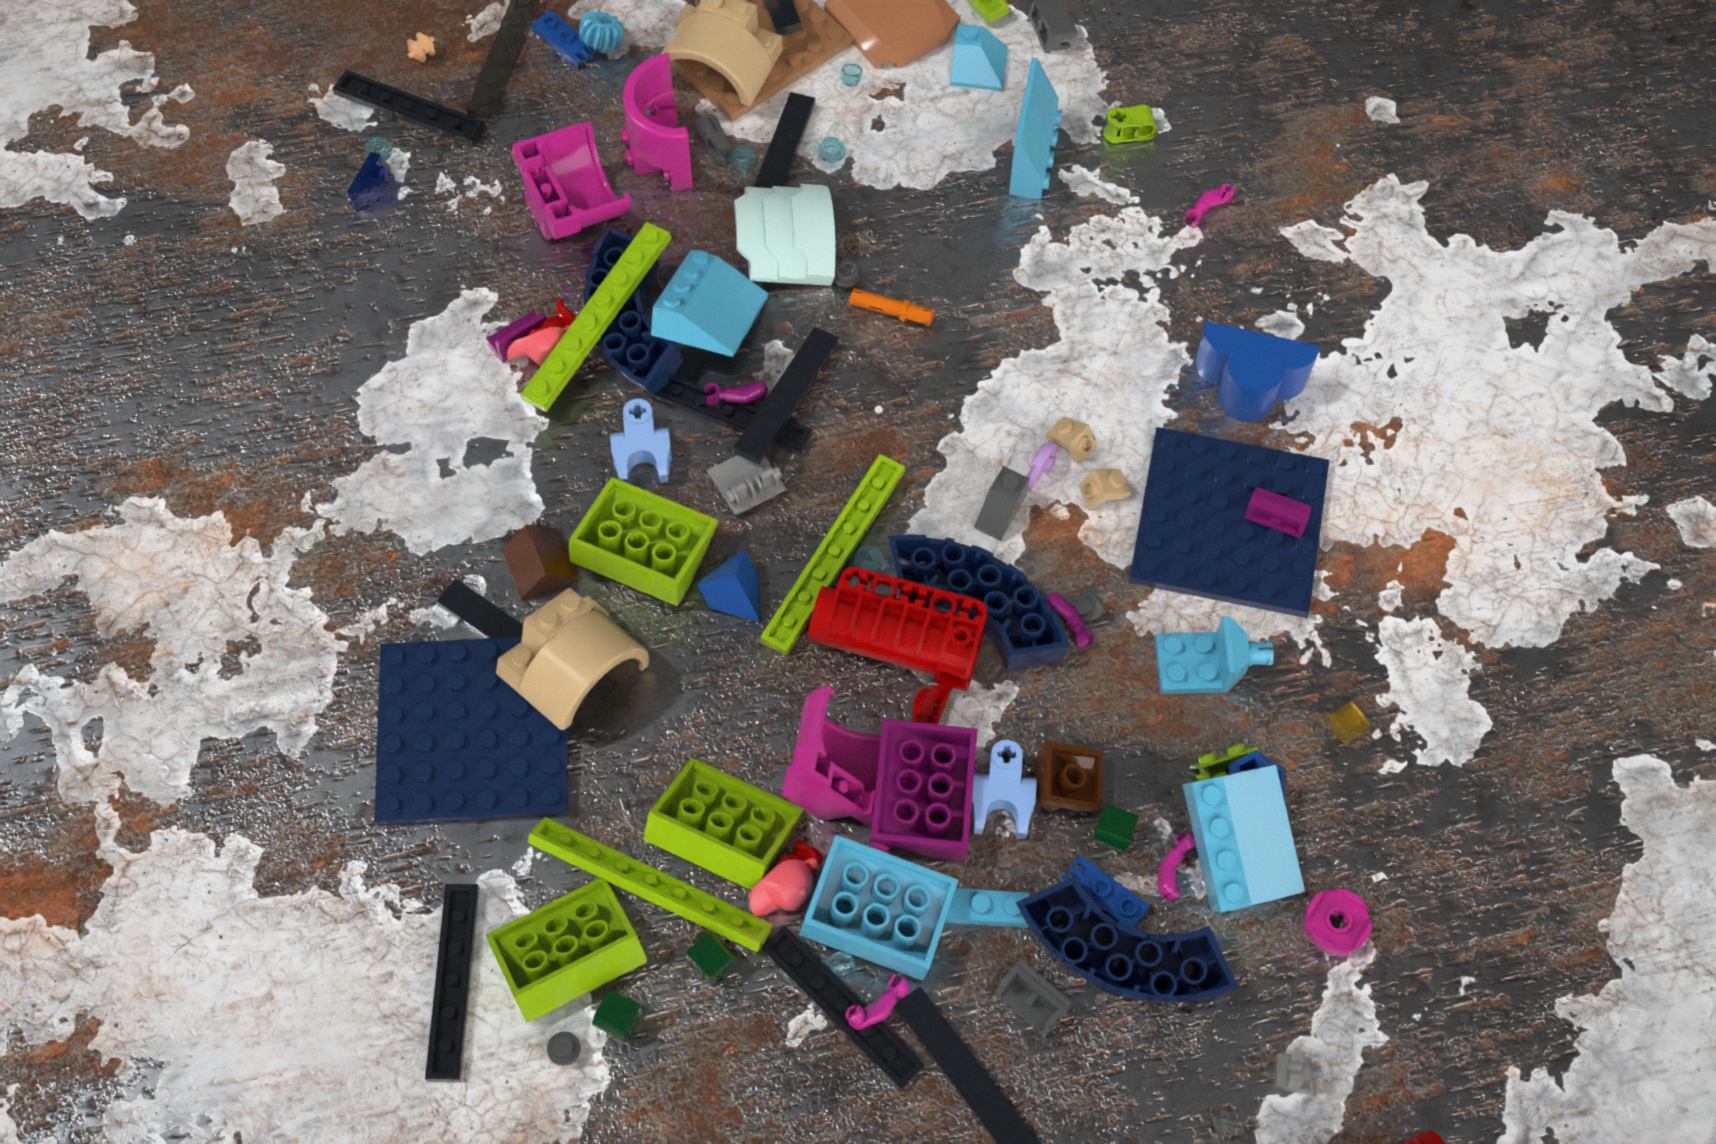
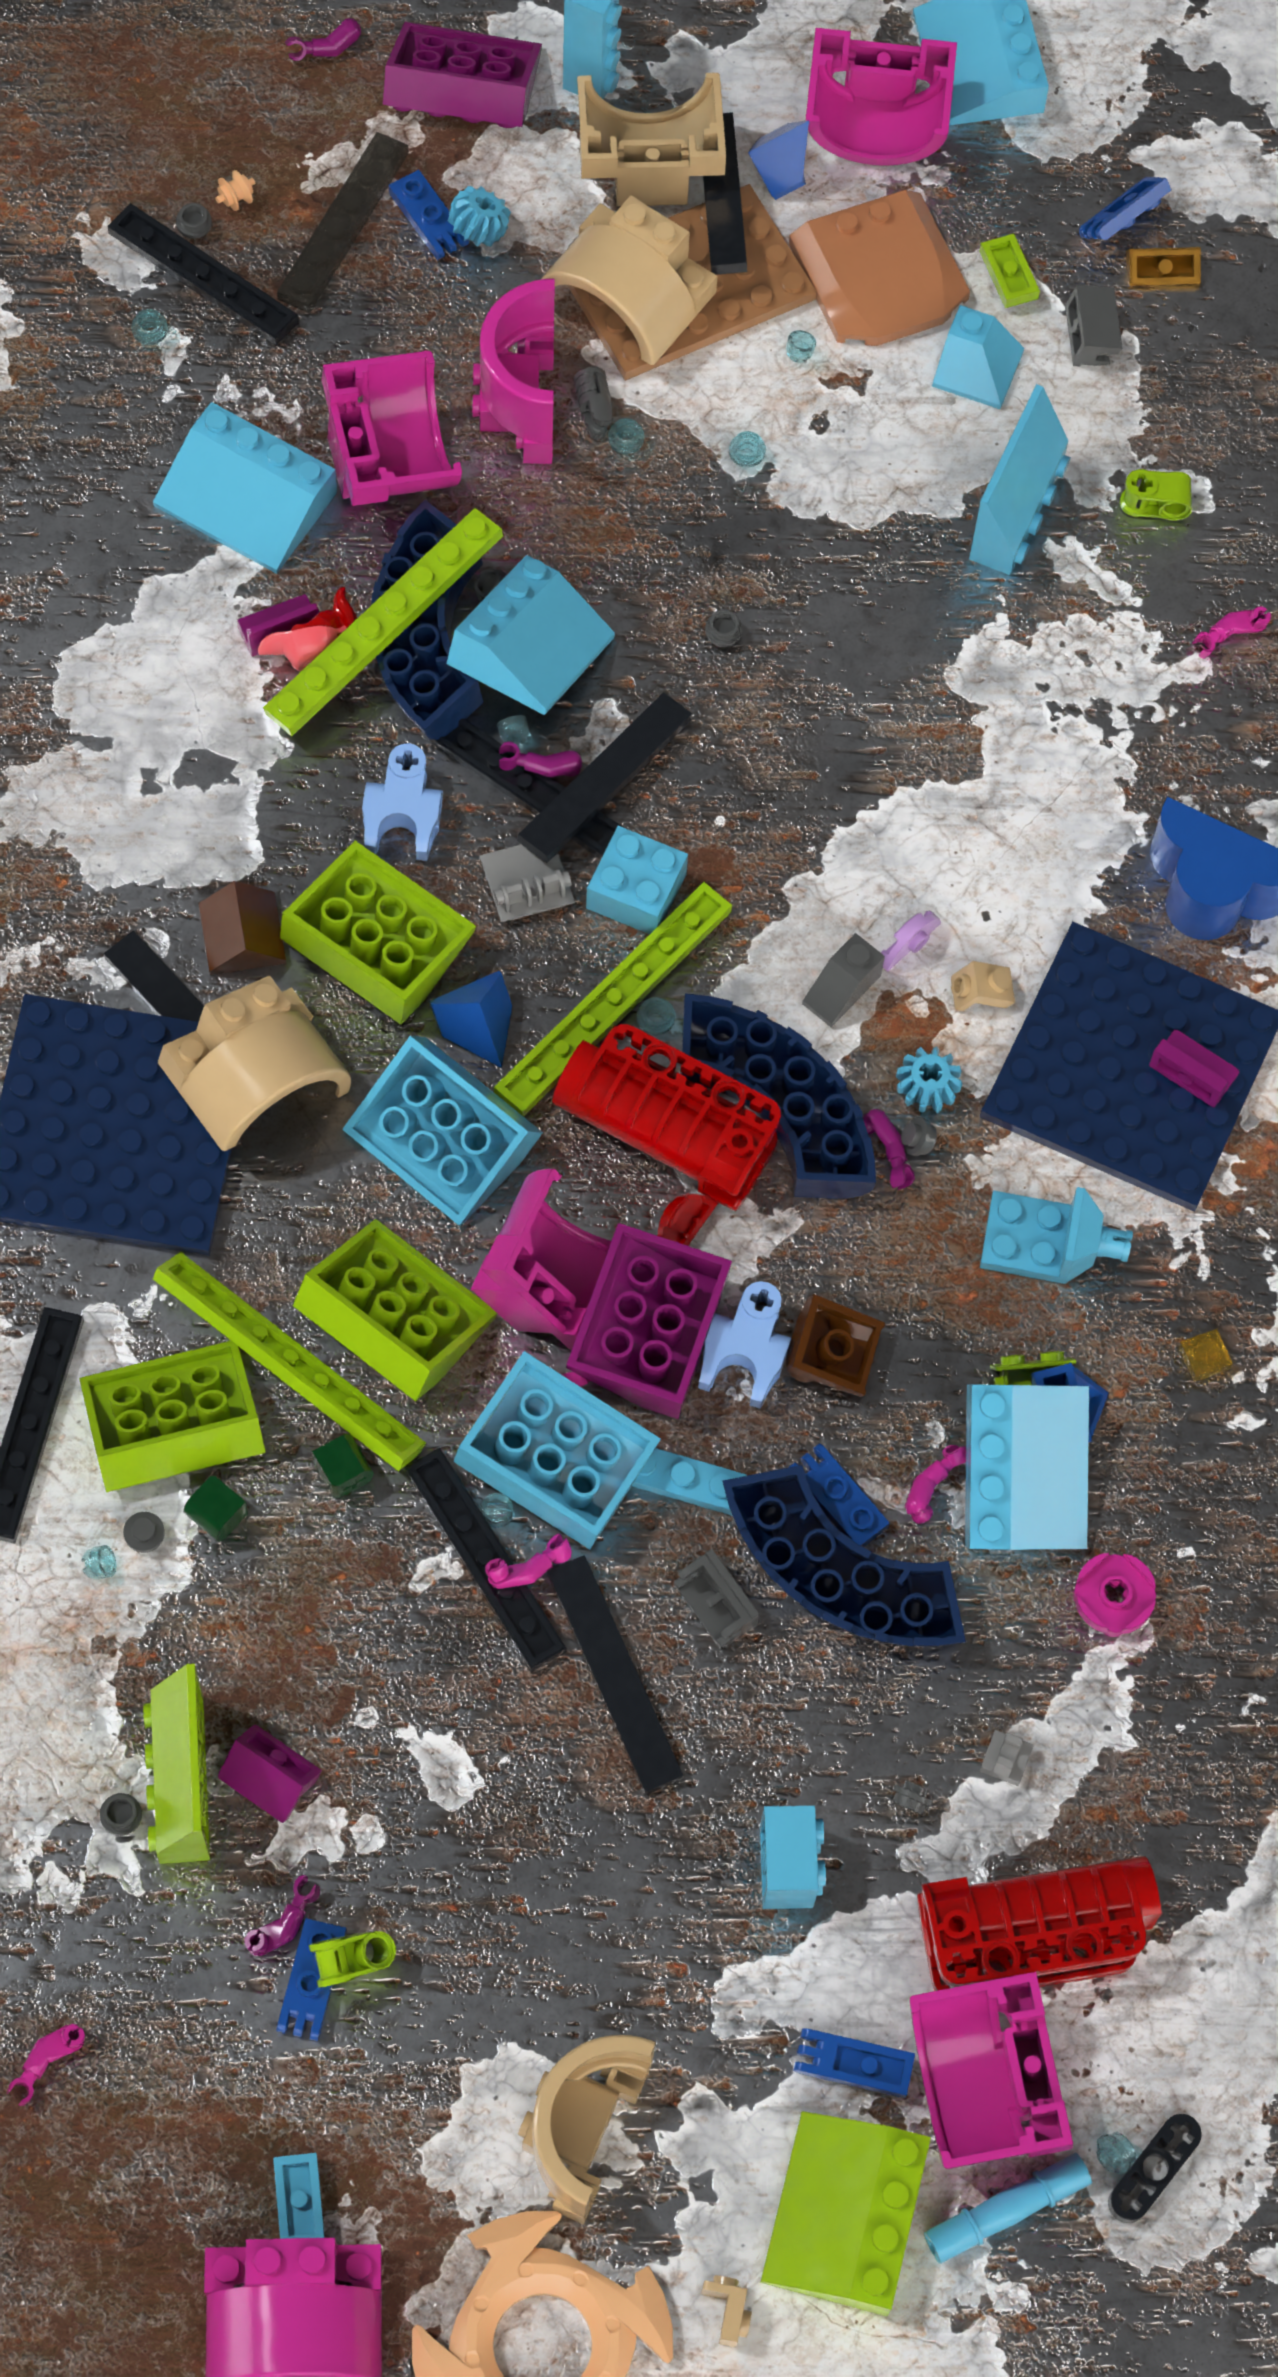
camera: 10 degrees right, 5 degrees up
(369, 184) = (127, 377): clear blue slope -> none
(395, 73) = (193, 221): none -> dark grey plate
(473, 245) = (246, 488): none -> medium azure slope
(533, 1082) = (99, 1562): none -> clear light blue hinge
(710, 374) = (514, 728): none -> clear light blue hinge
(727, 678) = (441, 1129): none -> medium azure slope
(786, 141) = (675, 447): black tile -> none
(787, 234) = (657, 556): light aqua slope -> none
(787, 883) = (455, 1396): coral hair -> none
(829, 463) = (636, 880): none -> medium azure brick
(903, 309) = (783, 692): orange pin -> none
(1073, 436) = (960, 912): tan bracket -> none
(1096, 562) = (940, 1078): none -> medium azure gear
(1115, 828) = (873, 1420): dark green piece -> none

